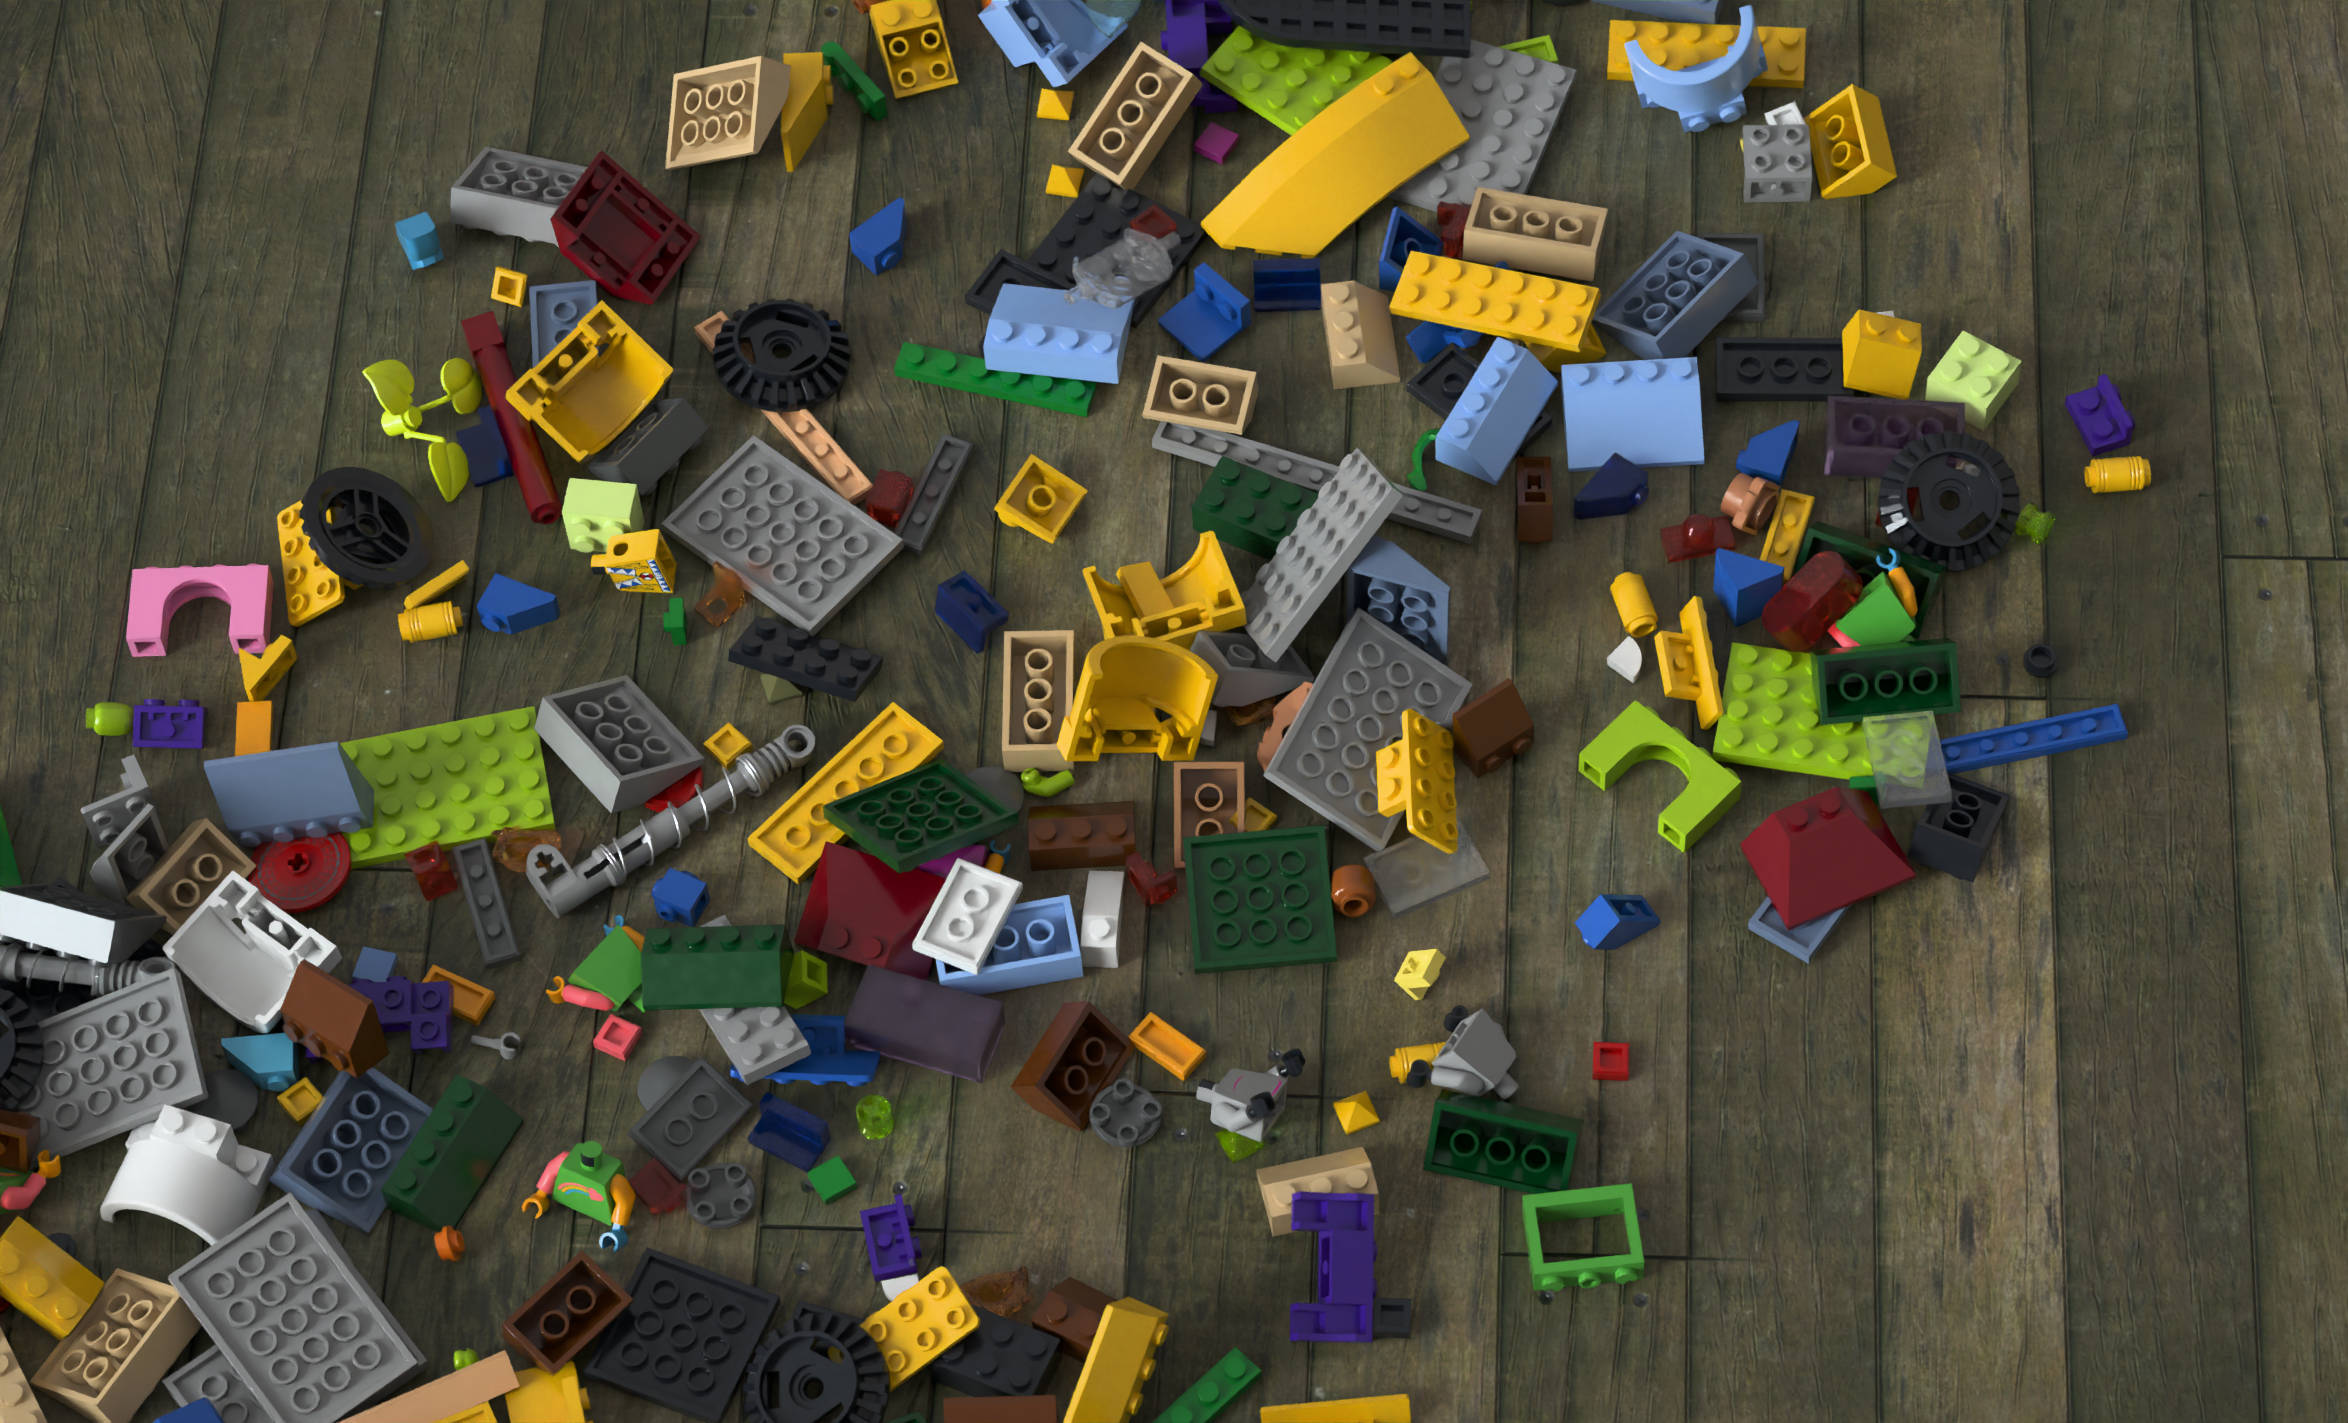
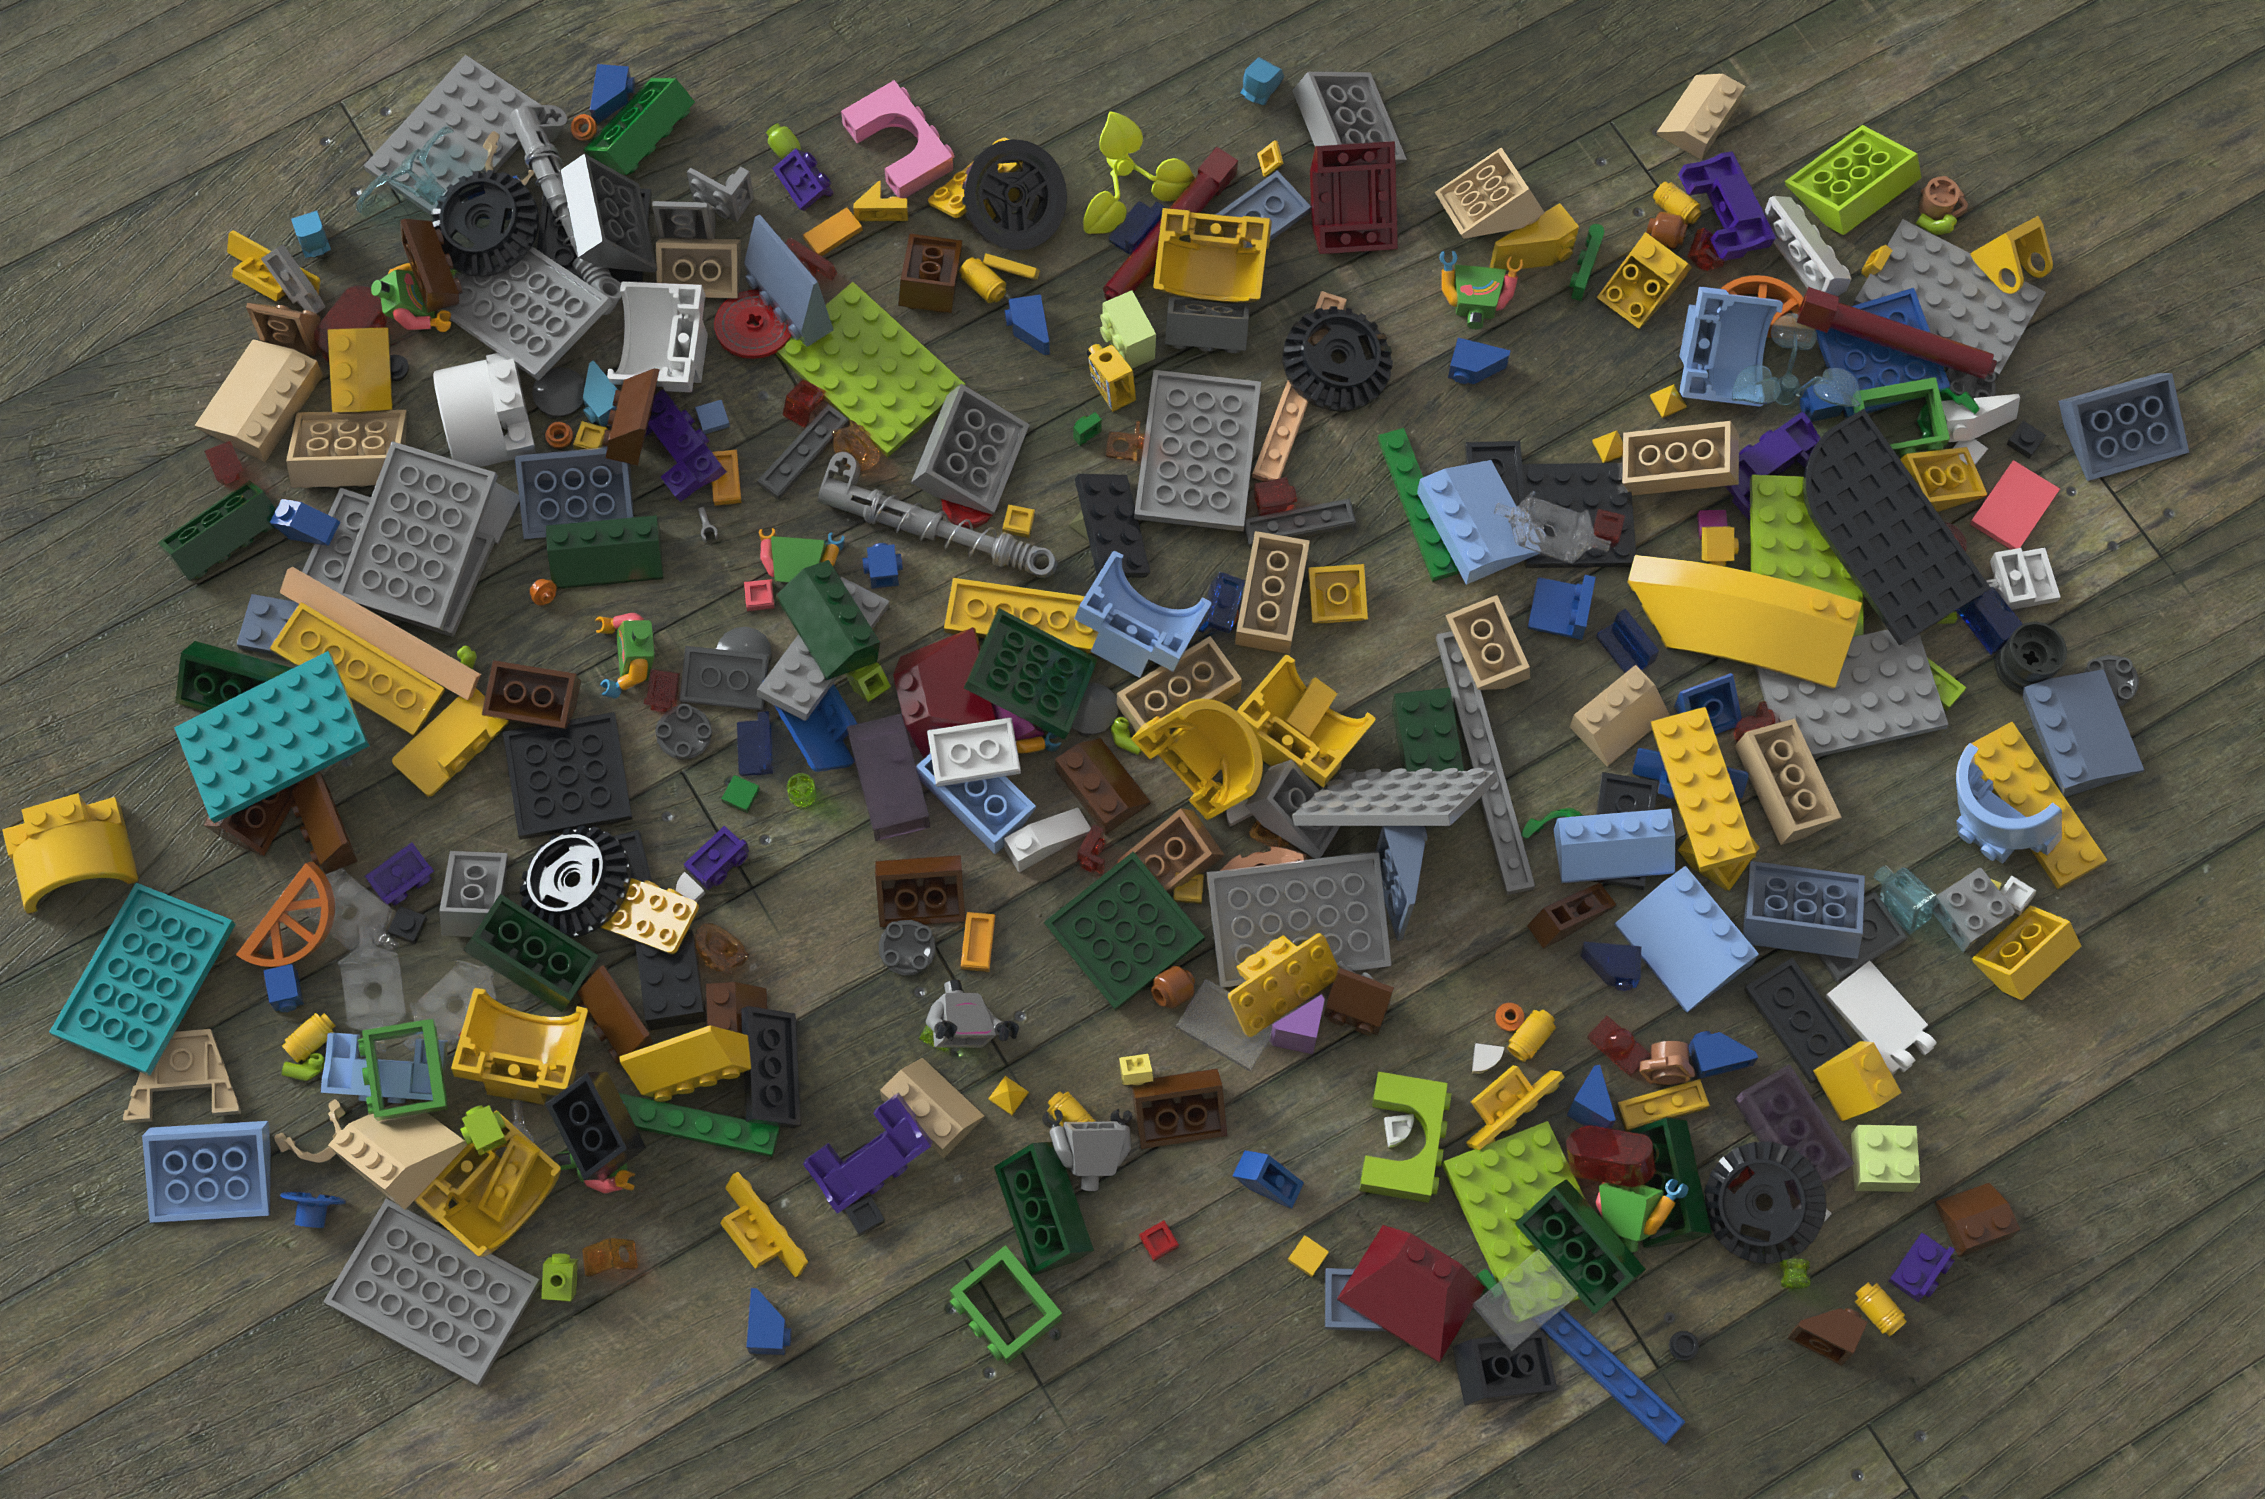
camera: 50 degrees right, 10 degrees up
(270, 1121) = (559, 428): none -> orange plate
(382, 666) = (930, 273): none -> reddish brown slope
(808, 189) = (1477, 290): none -> torso
(952, 695) = (1133, 627): none -> light blue piece
(997, 553) = (1272, 592): none -> tan brick
(1190, 1322) = (773, 1078): none -> black plate
(1244, 146) = (1719, 545): none -> yellow brick
(1487, 957) = (1180, 1109): none -> reddish brown slope
(1488, 794) = (1299, 1028): none -> medium lavender slope
(1600, 622) = (1503, 1022): none -> orange plate
(1645, 779) = (1398, 1128): none -> white tile
(1722, 934) = (1308, 1256): none -> yellow tile
(1725, 206) = (1906, 897): none -> clear light blue torso
(1824, 301) = (1881, 1014): none -> white tile
(2084, 341) = (1977, 1219): none -> reddish brown slope
(2121, 524) = (1831, 1334): none -> reddish brown slope

